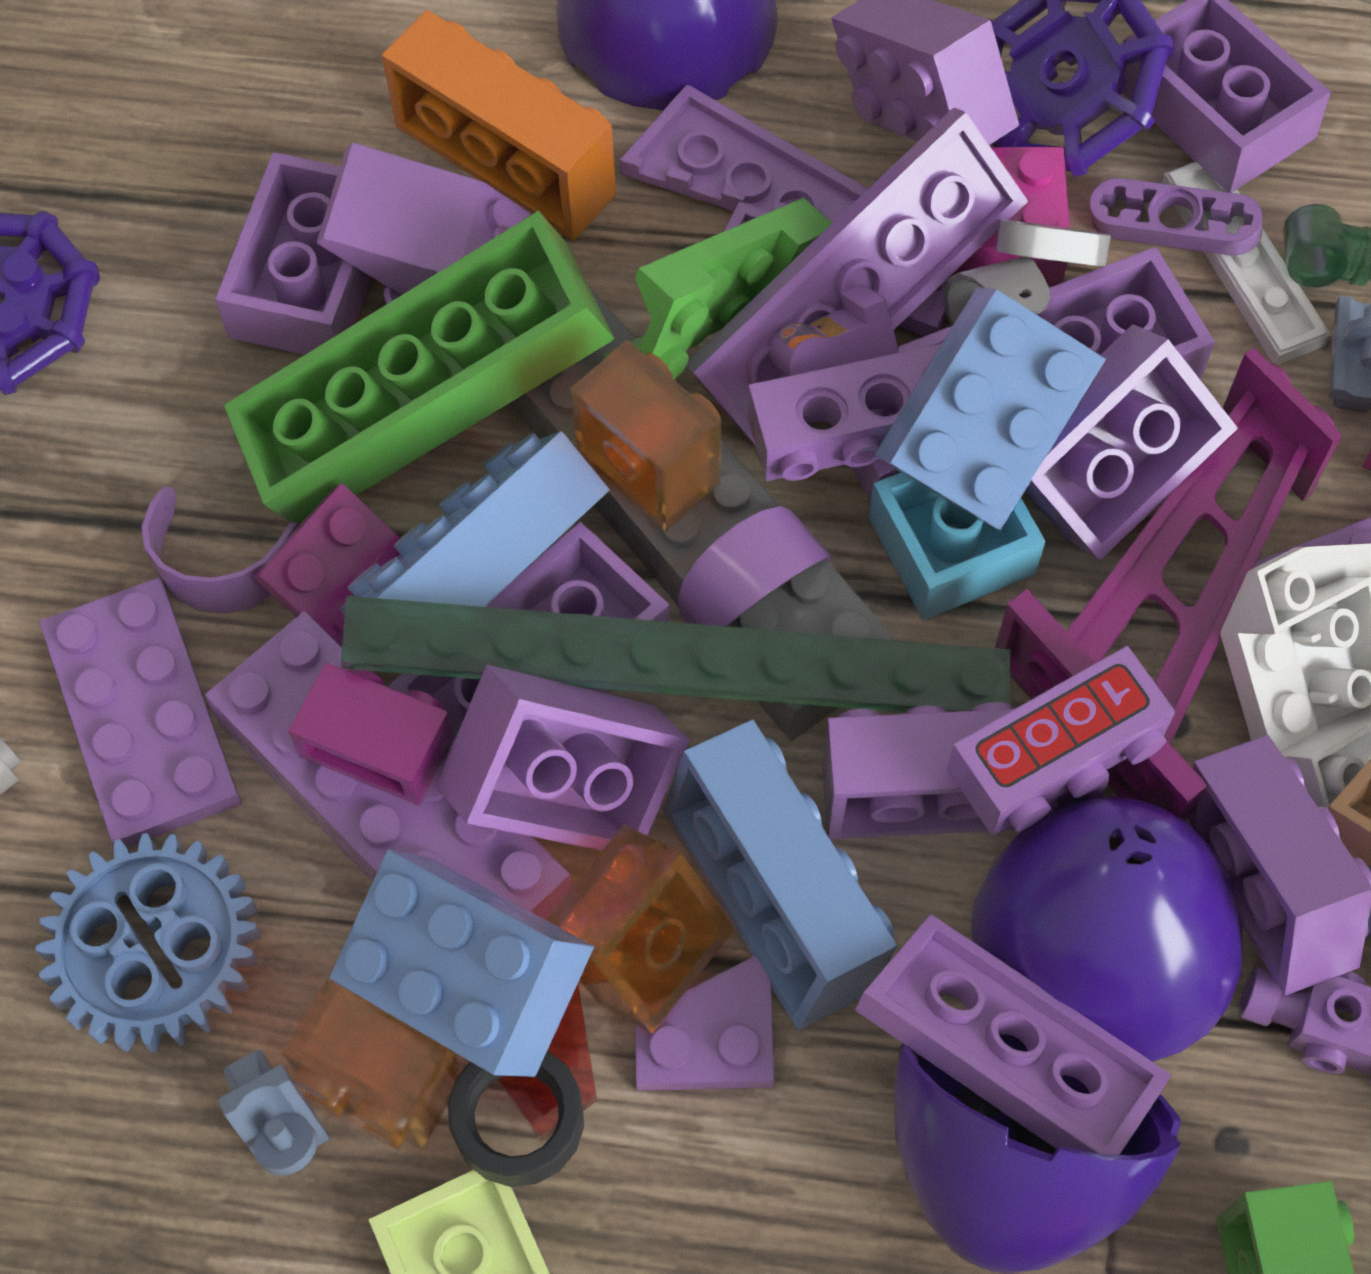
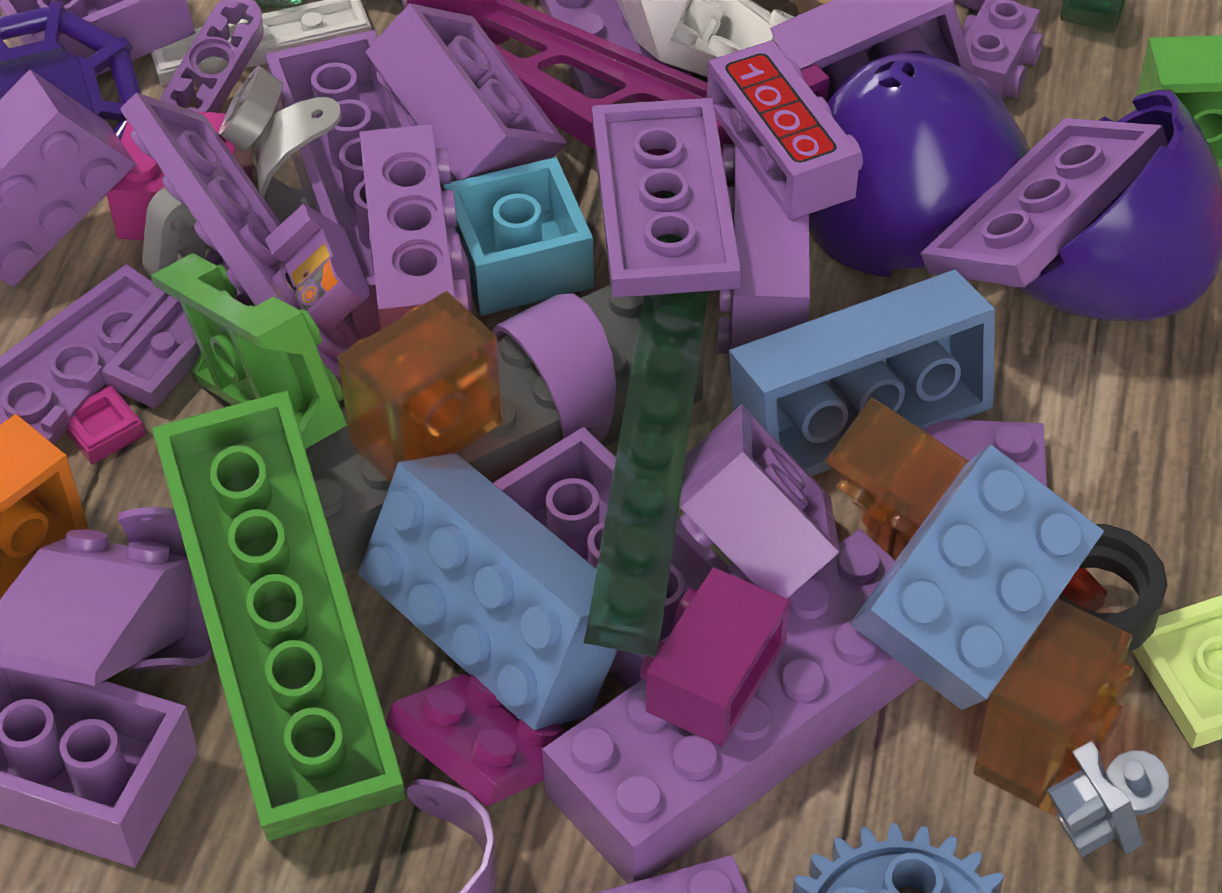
camera: 85 degrees left, 15 degrees down
(691, 219) = (104, 425): none -> dark pink tile
(925, 669) = (697, 213): none -> medium lavender plate
(990, 406) = (453, 124): medium blue brick -> none

